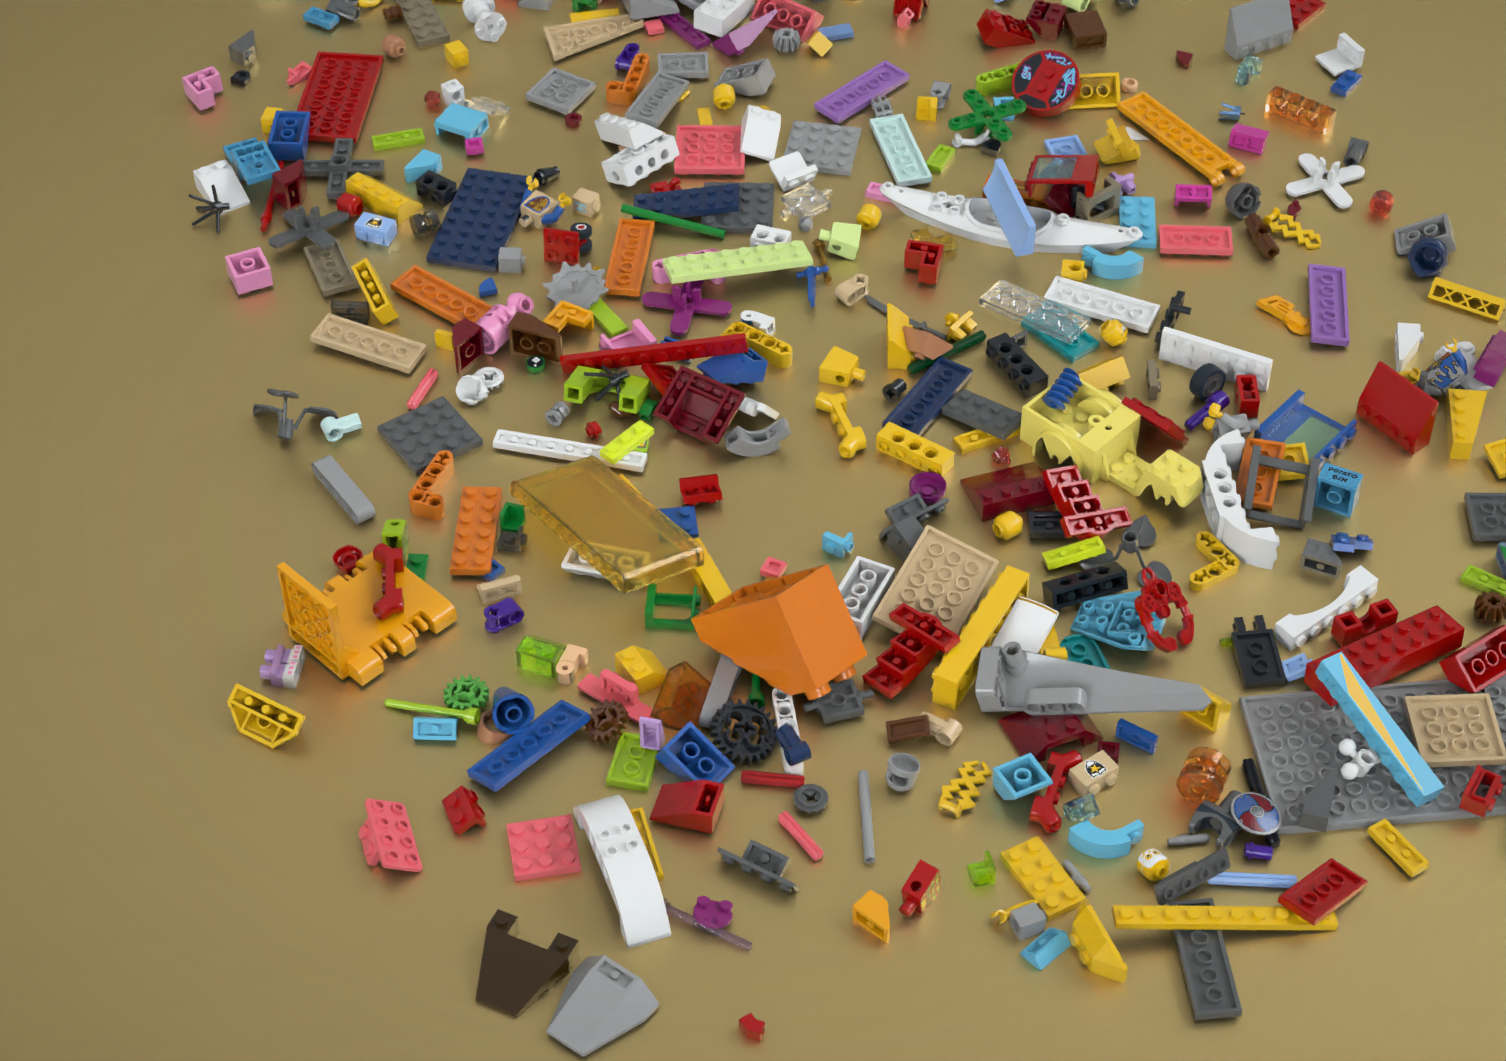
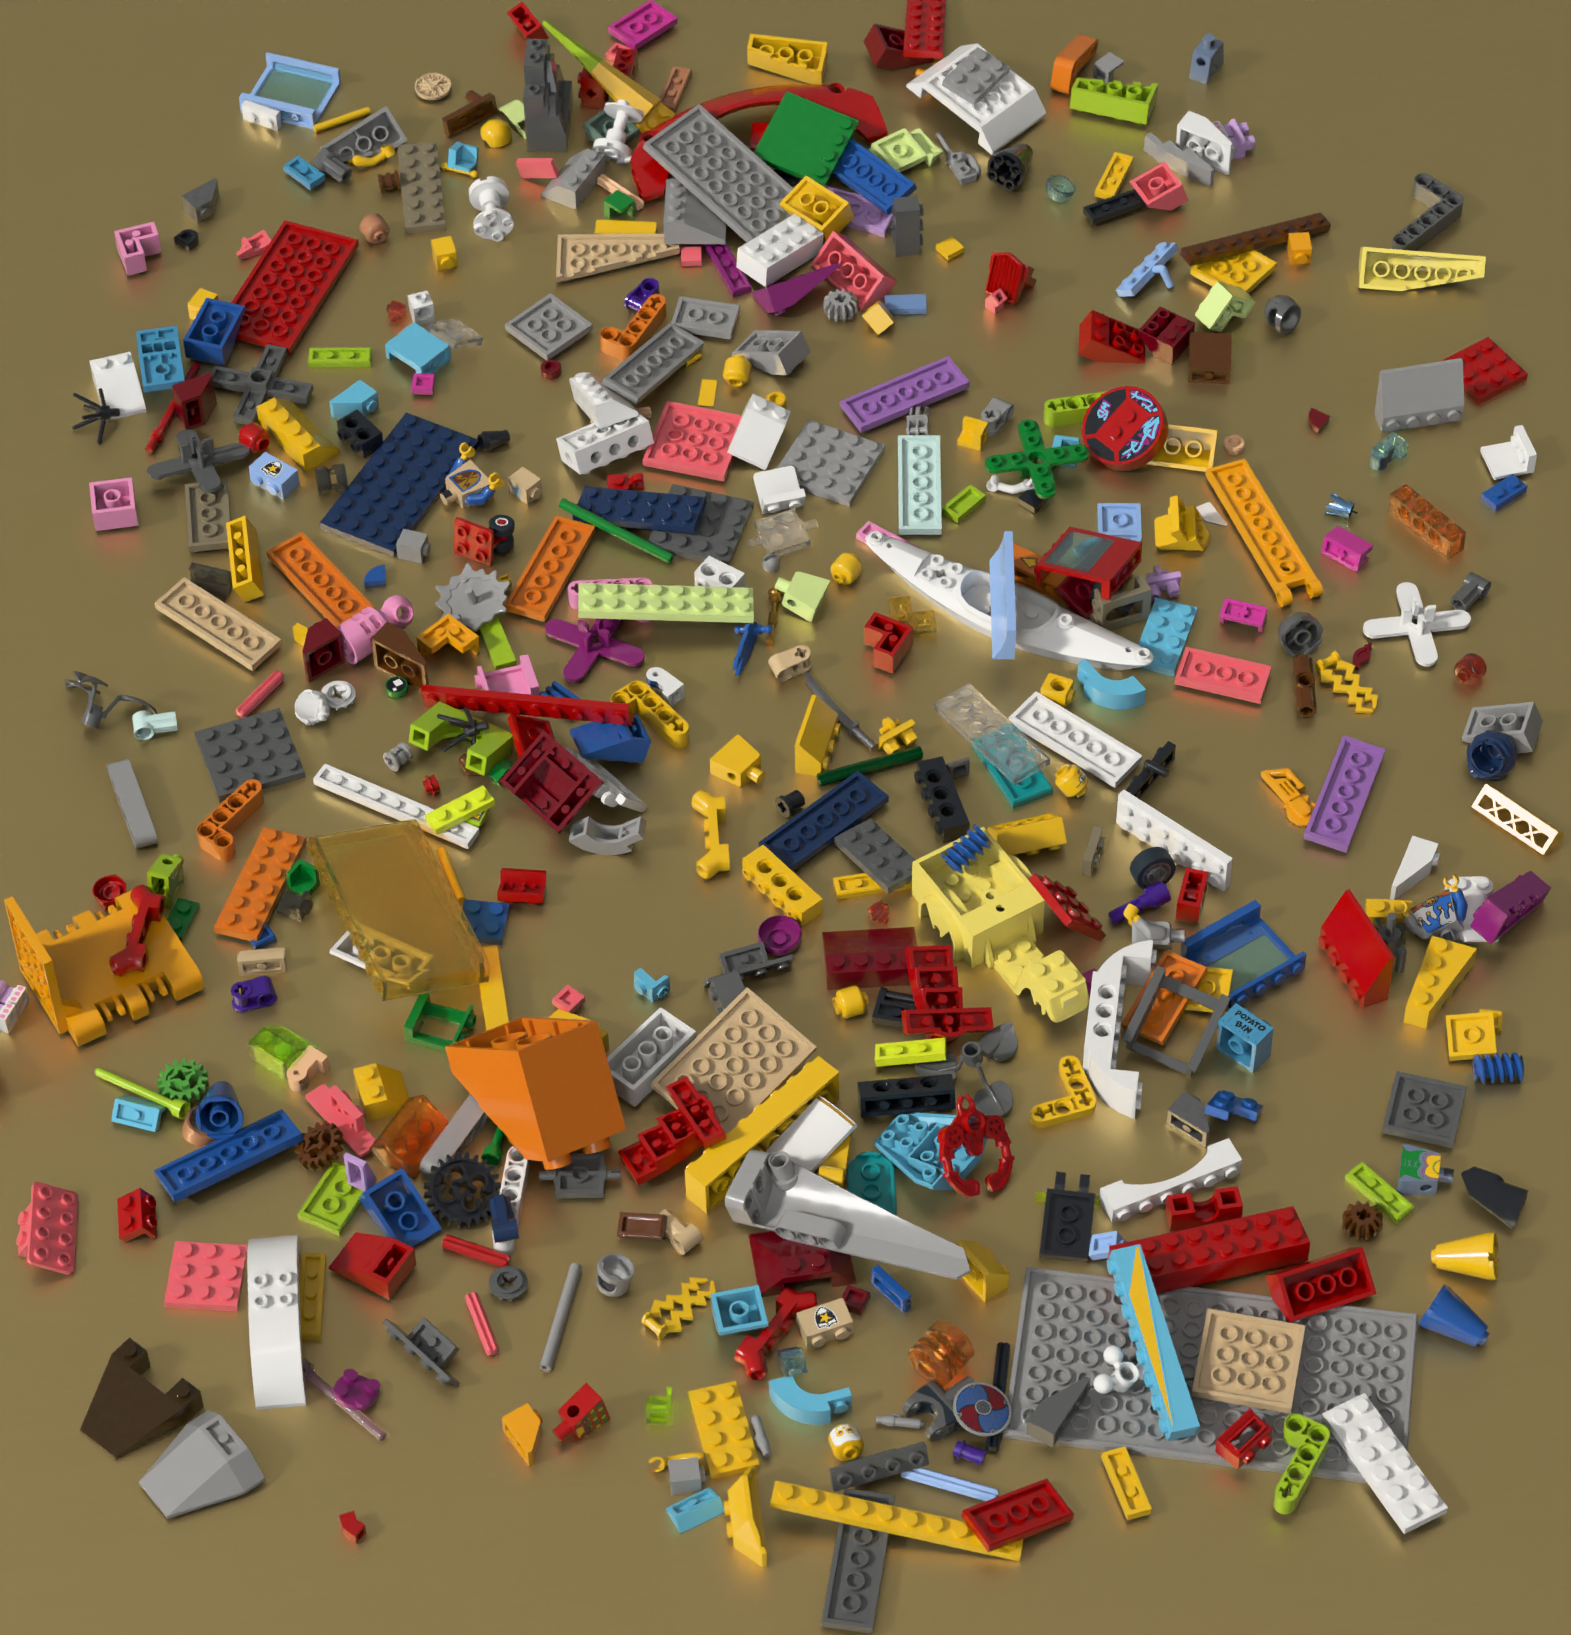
camera: 15 degrees right, 5 degrees up
(925, 344) = (842, 754): nougat slope -> none

